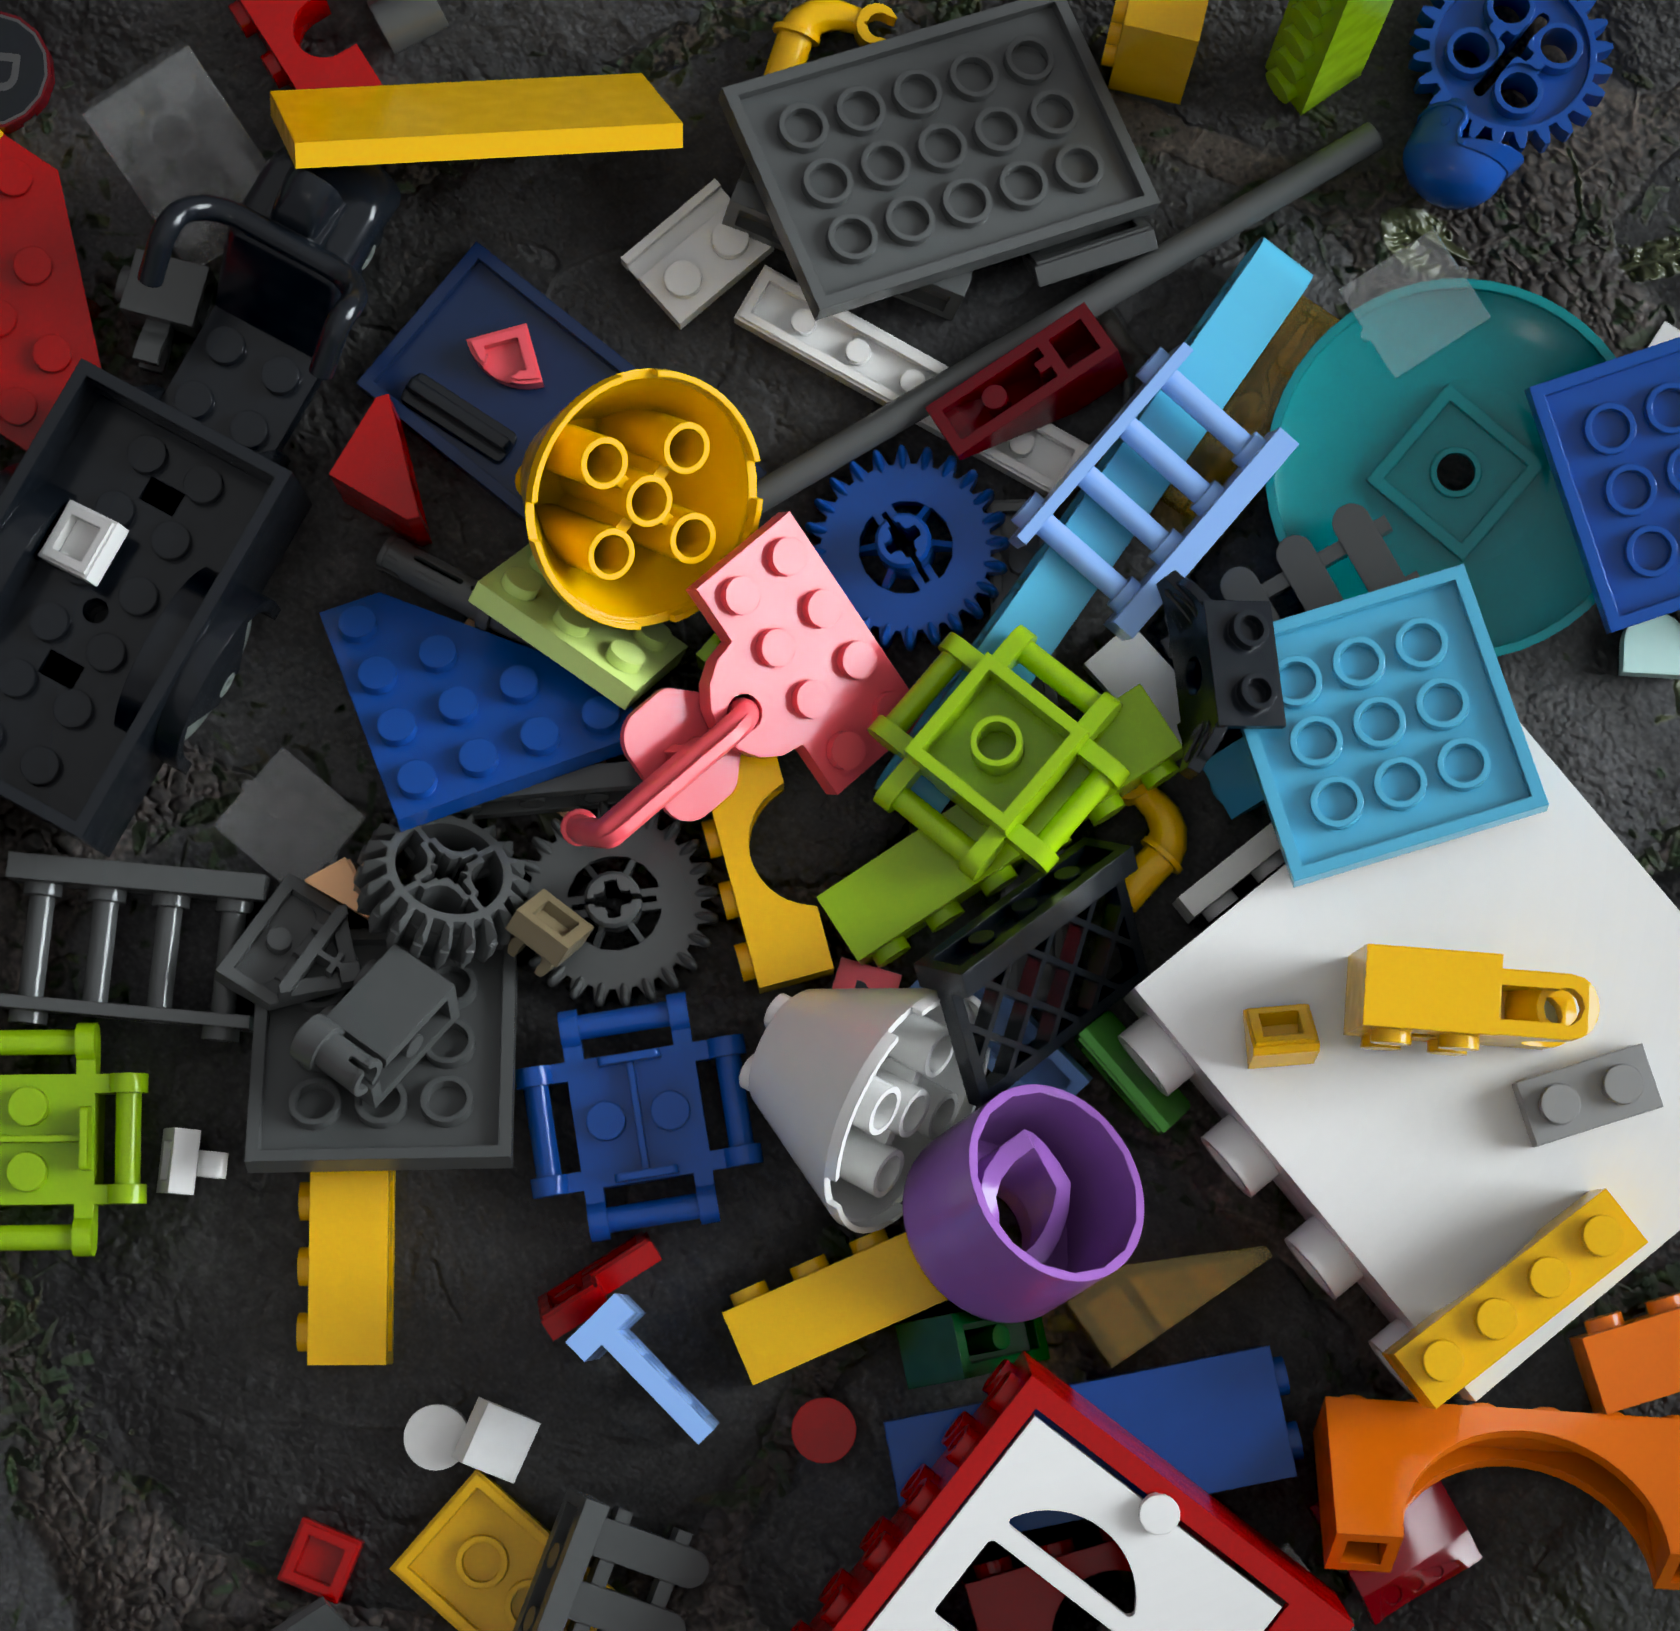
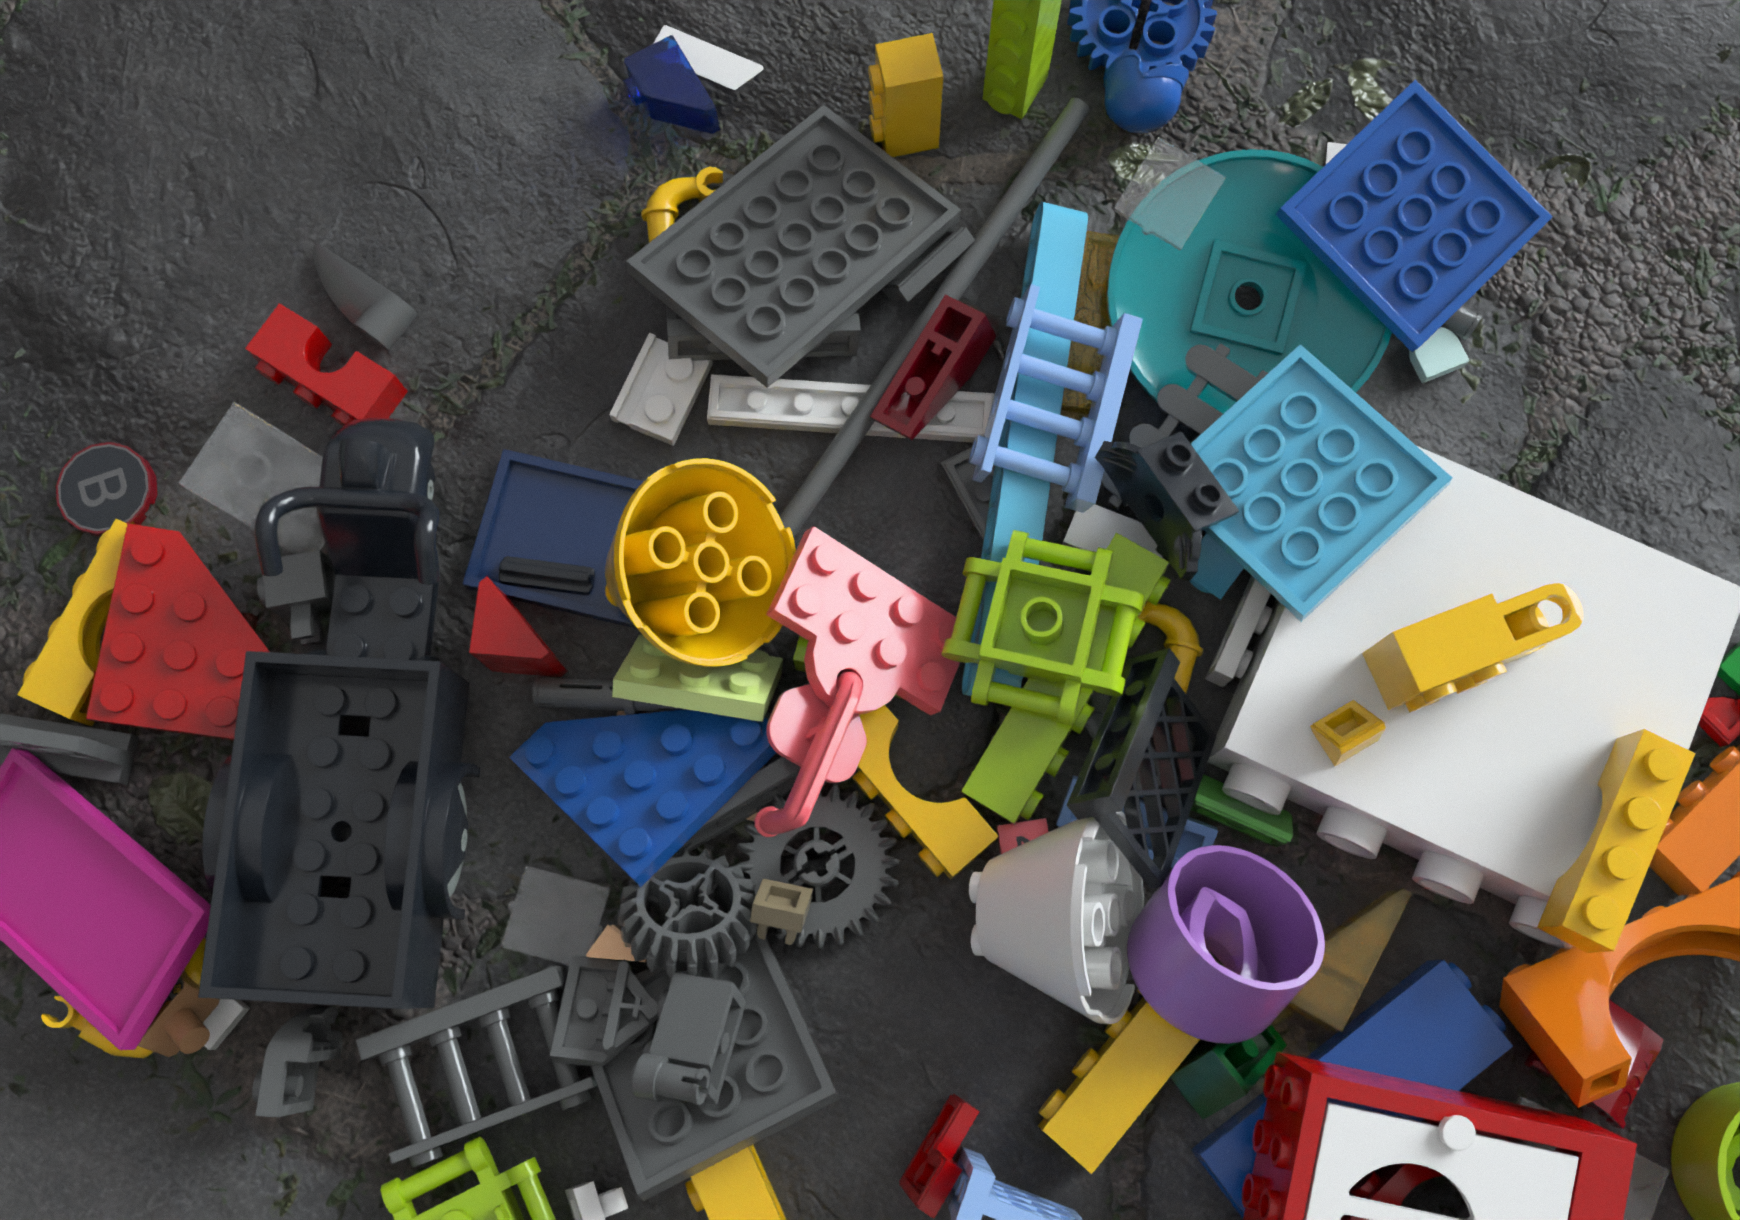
camera: 20 degrees left, 5 degrees down
(83, 543) = (309, 786): white tile -> none
(473, 120) = (460, 360): yellow tile -> none
(508, 357) = (562, 517): coral tile -> none
(638, 1117) = (910, 1013): blue brick -> none
(823, 1430) = (1153, 1179): red tile -> none
(936, 491) = (918, 473): blue gear -> none
(1587, 1095) = (1581, 670): light grey plate -> none

